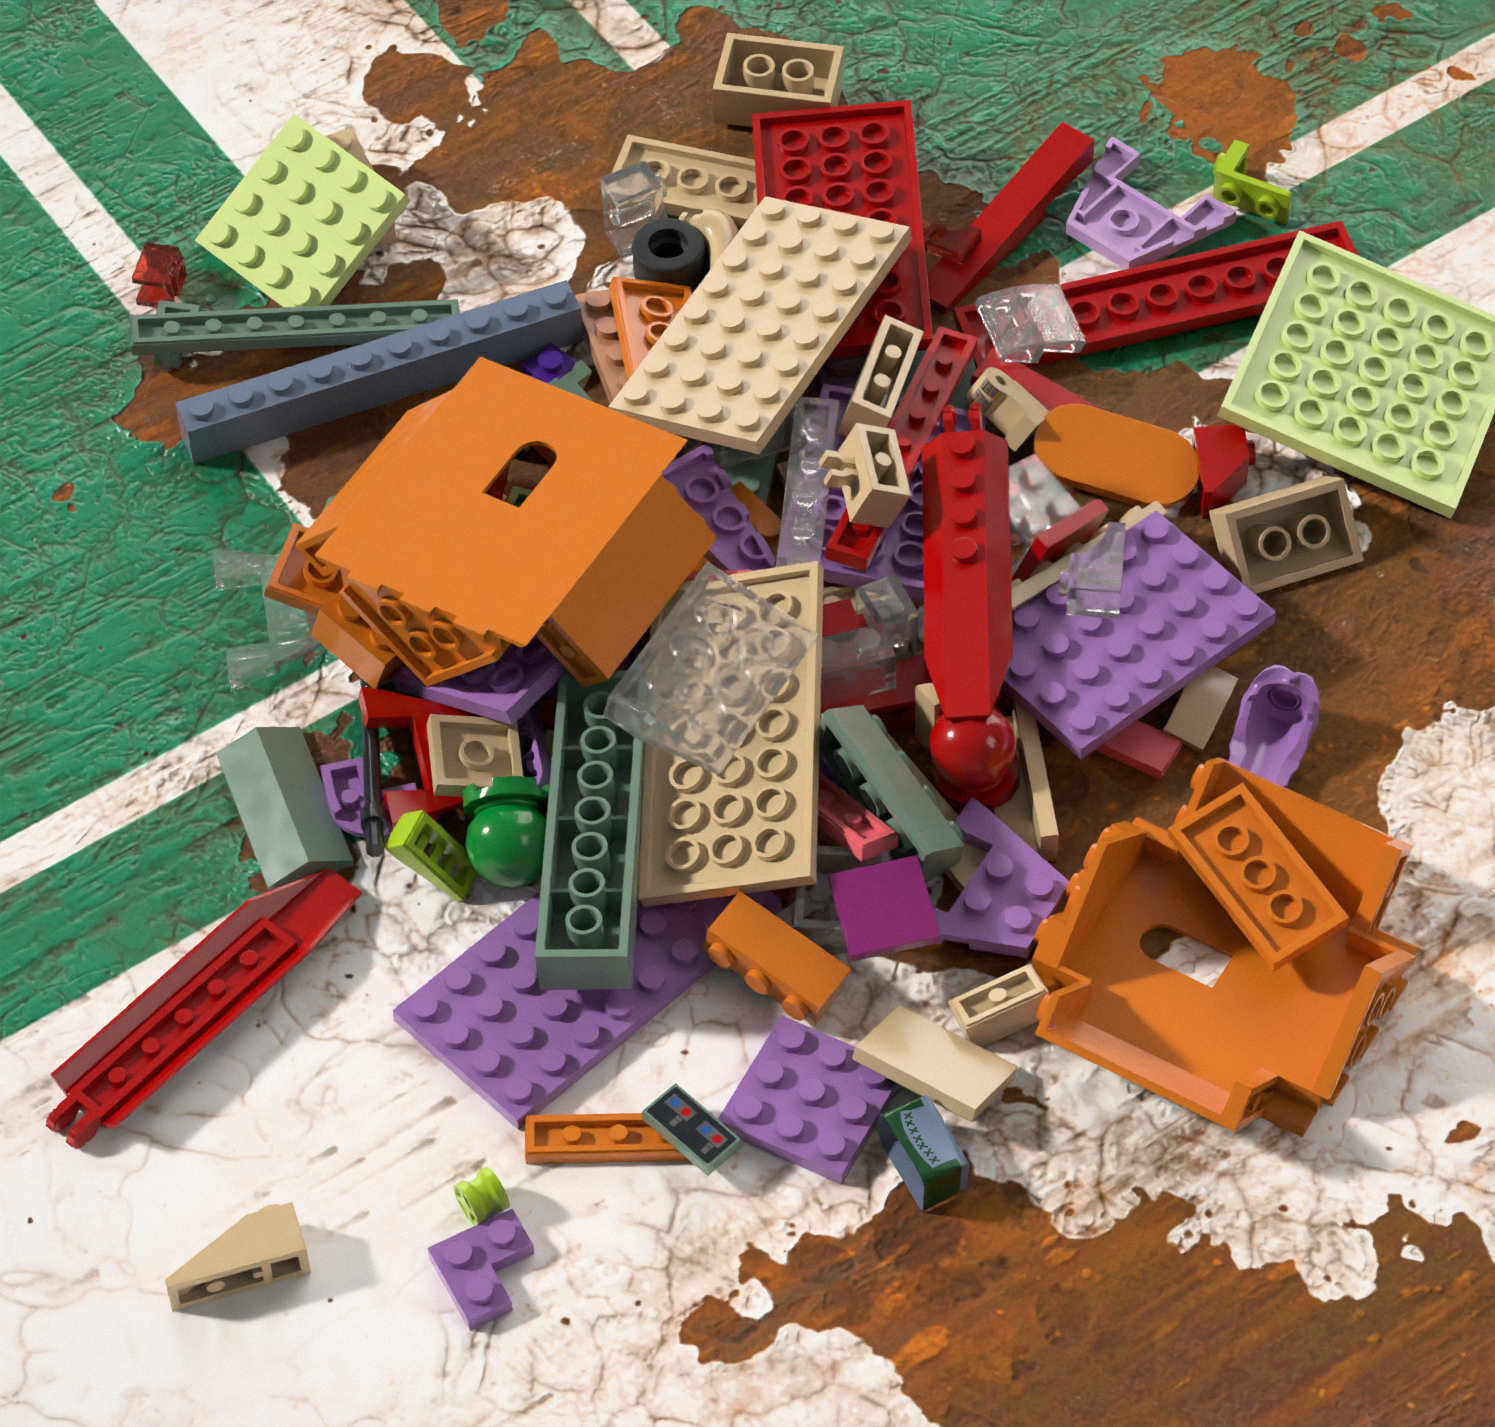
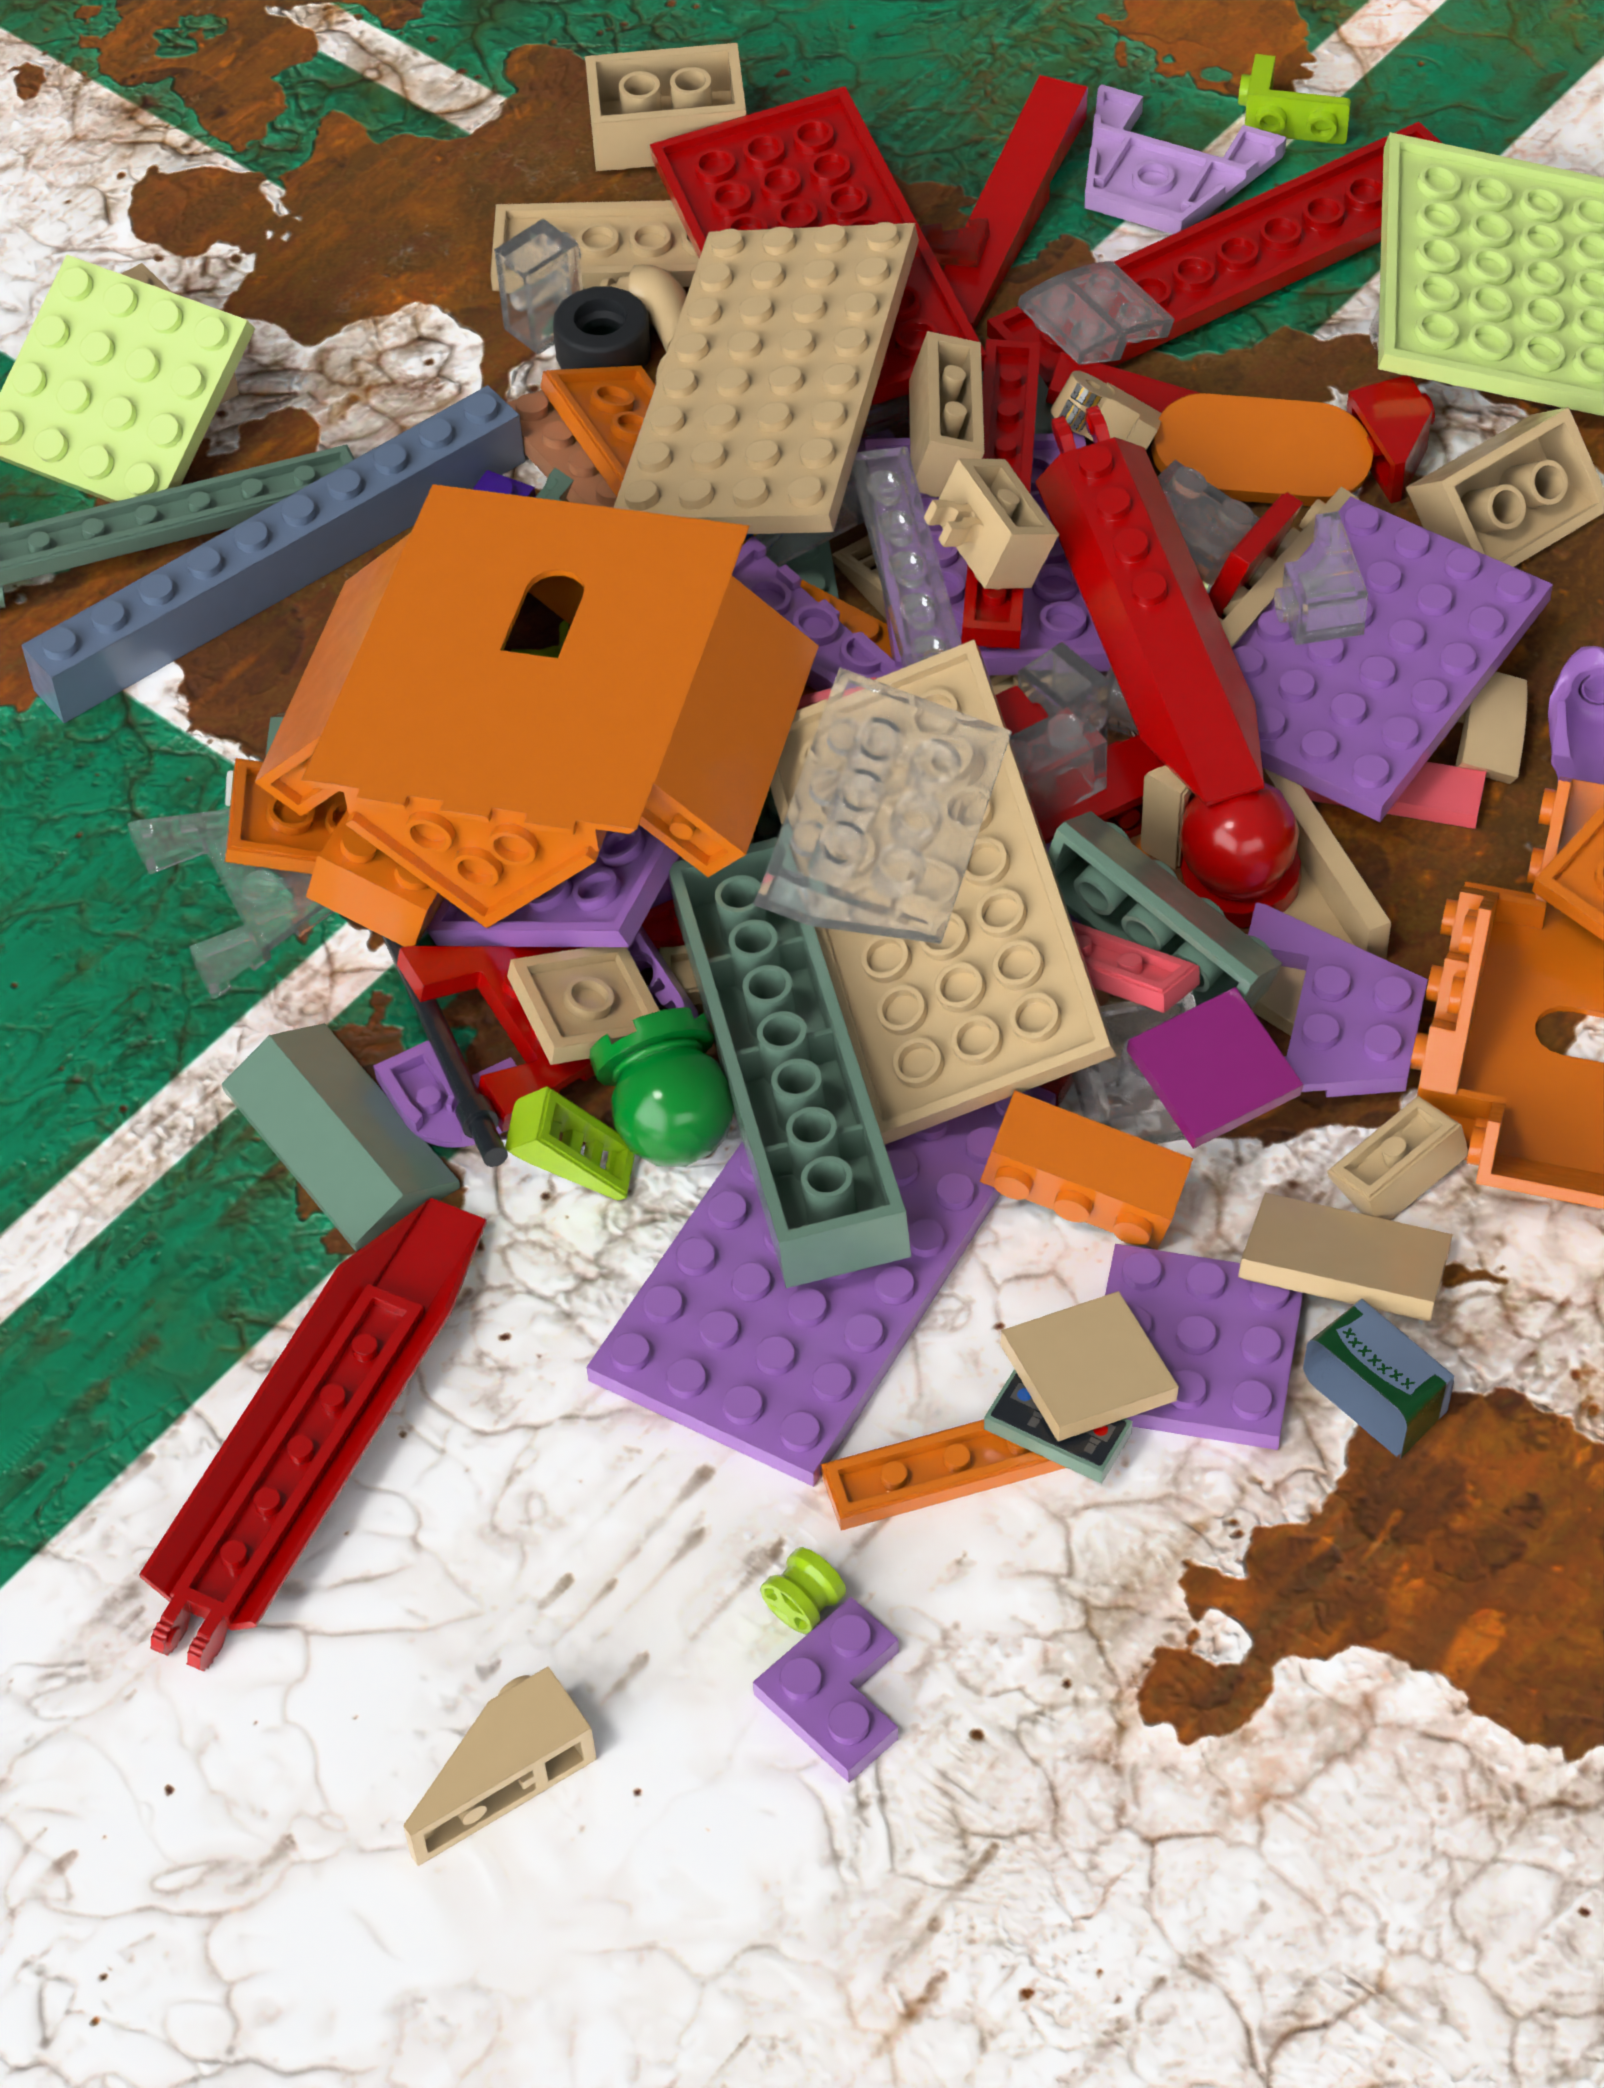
camera: 15 degrees left, 0 degrees up
(723, 1093) = (1088, 1366): none -> tan tile

